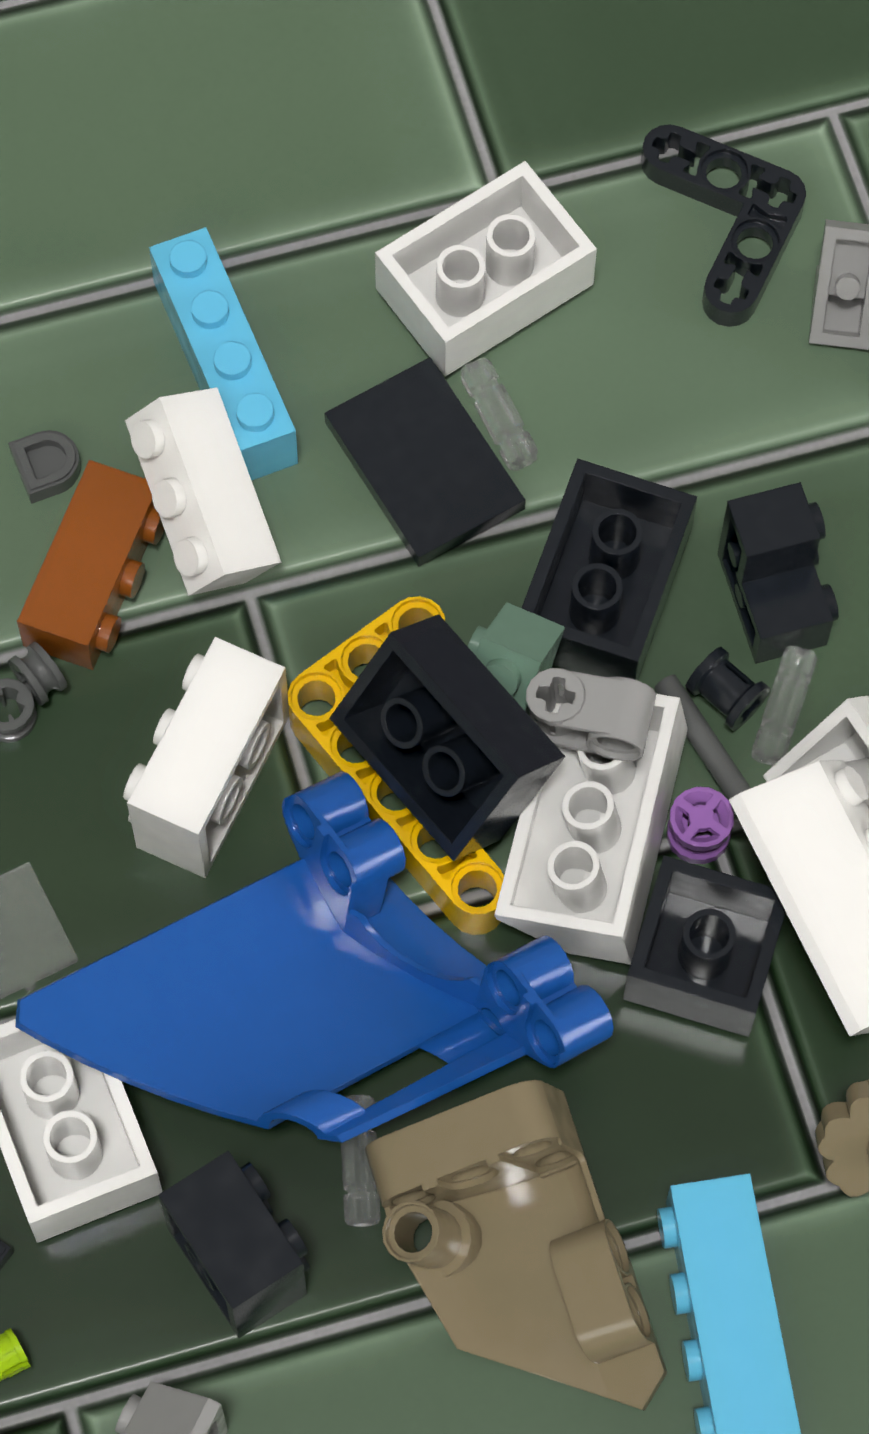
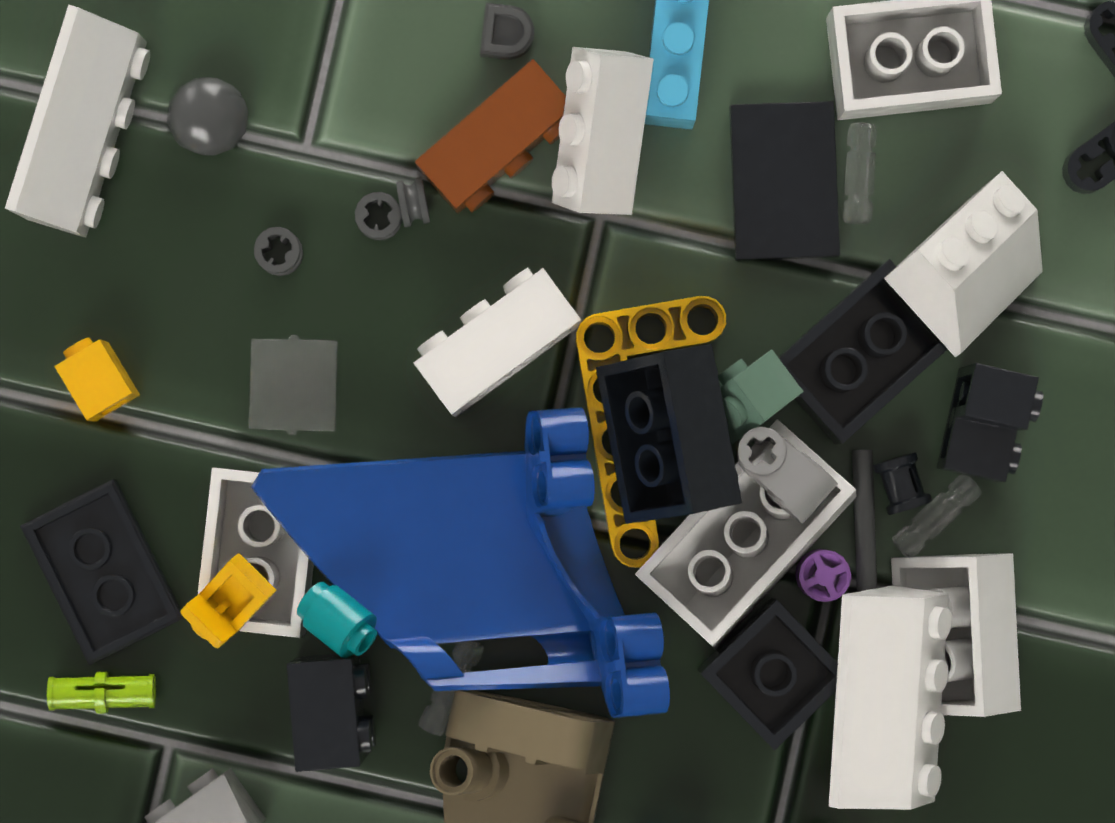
camera: 25 degrees right, 20 degrees up
(55, 1161) = (227, 601): none -> yellow bracket
(190, 1122) = (337, 620): none -> teal brick
(665, 422) = (972, 264): none -> white slope

